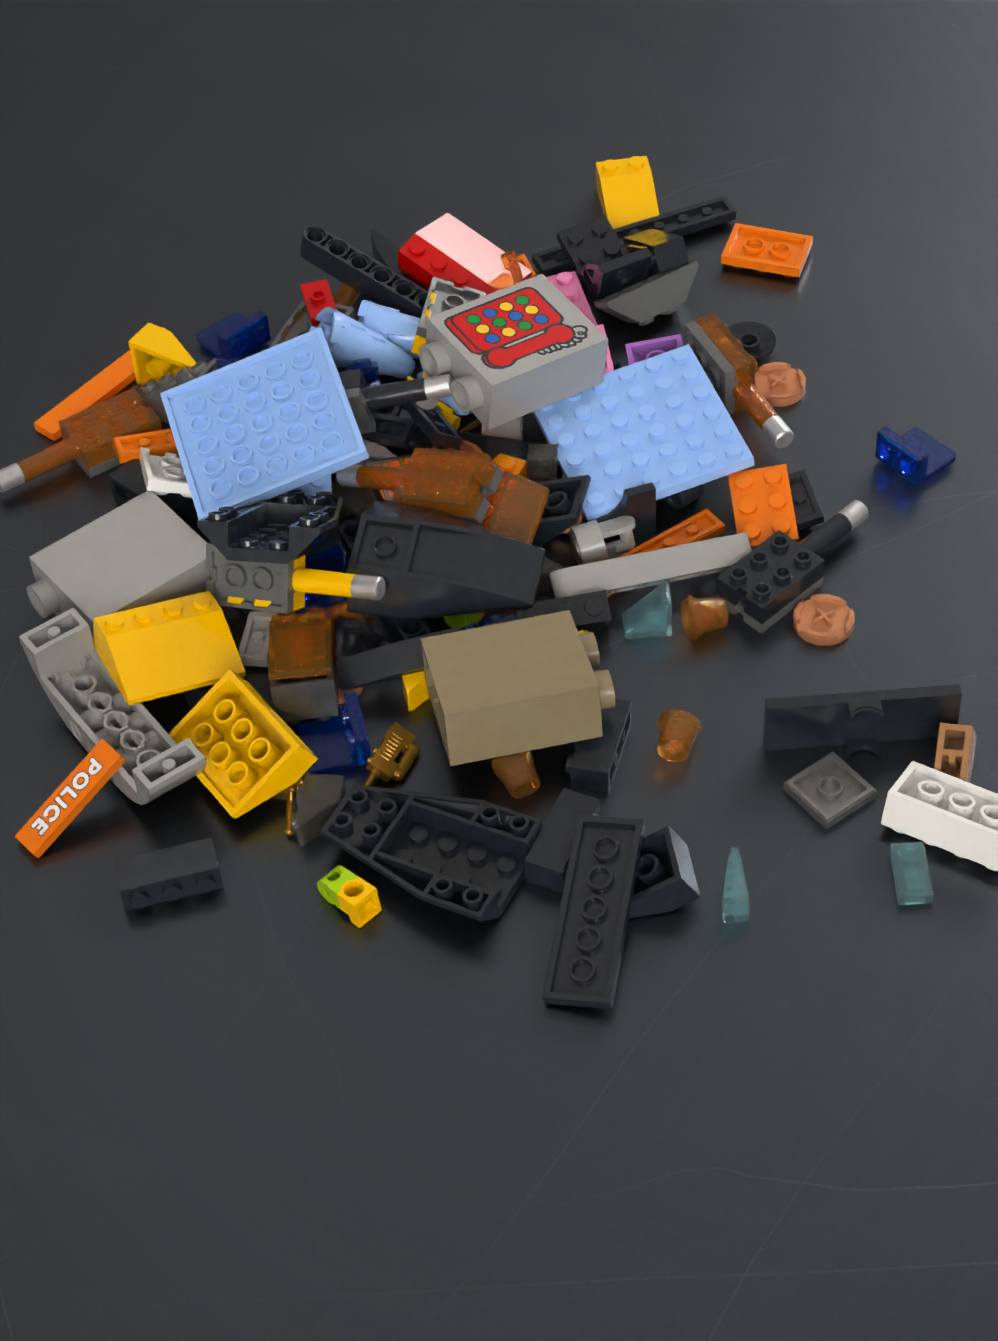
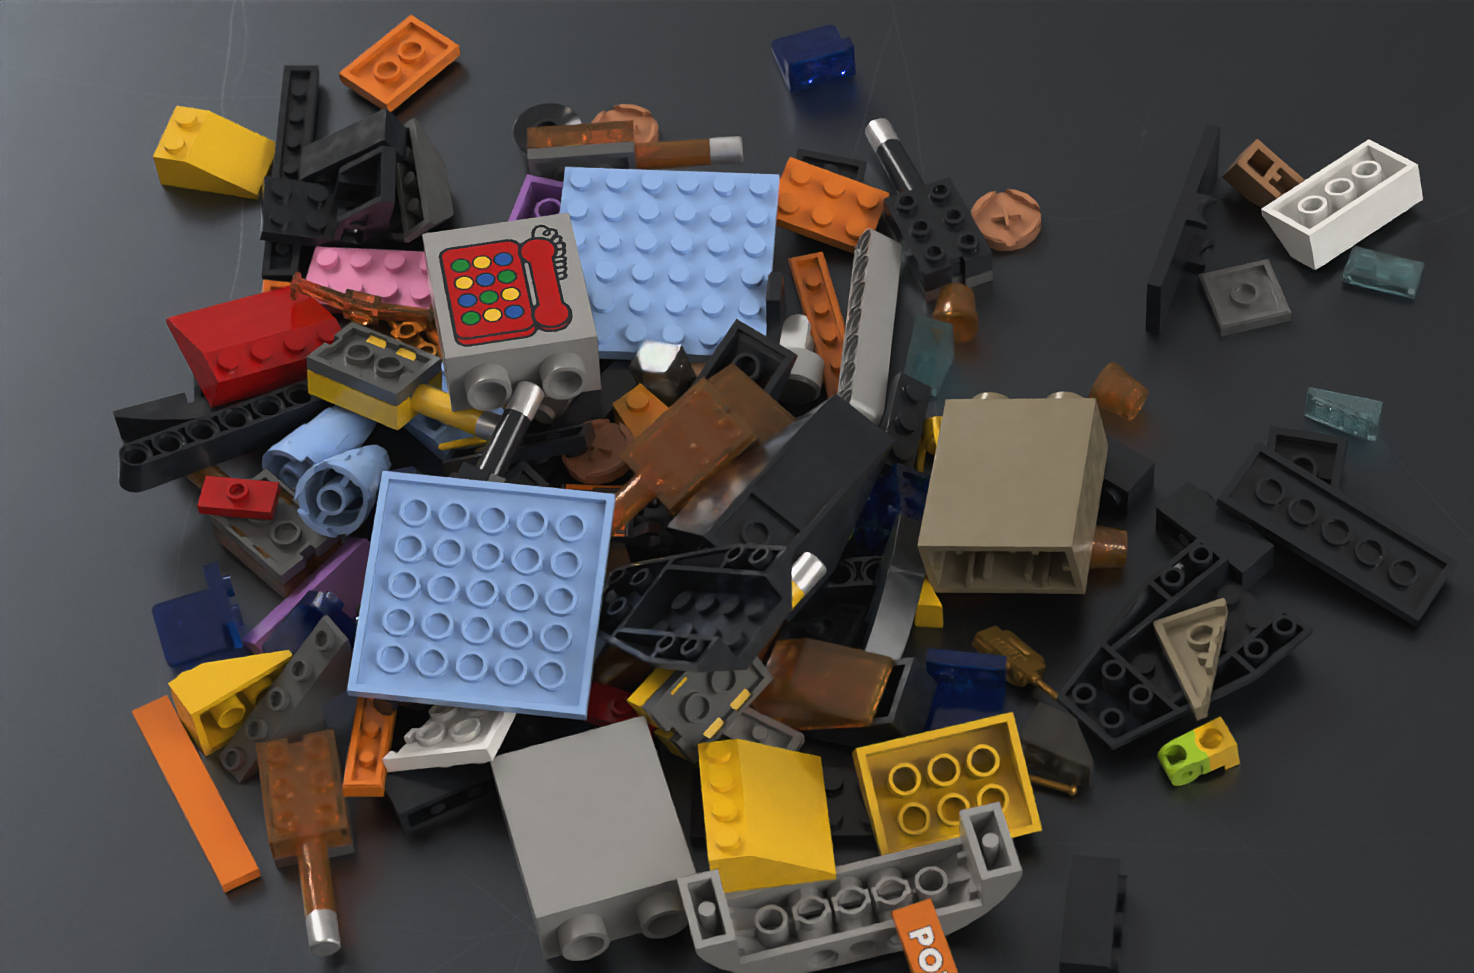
camera: 65 degrees left, 5 degrees up
(428, 847) = (1193, 649): none -> dark tan wing

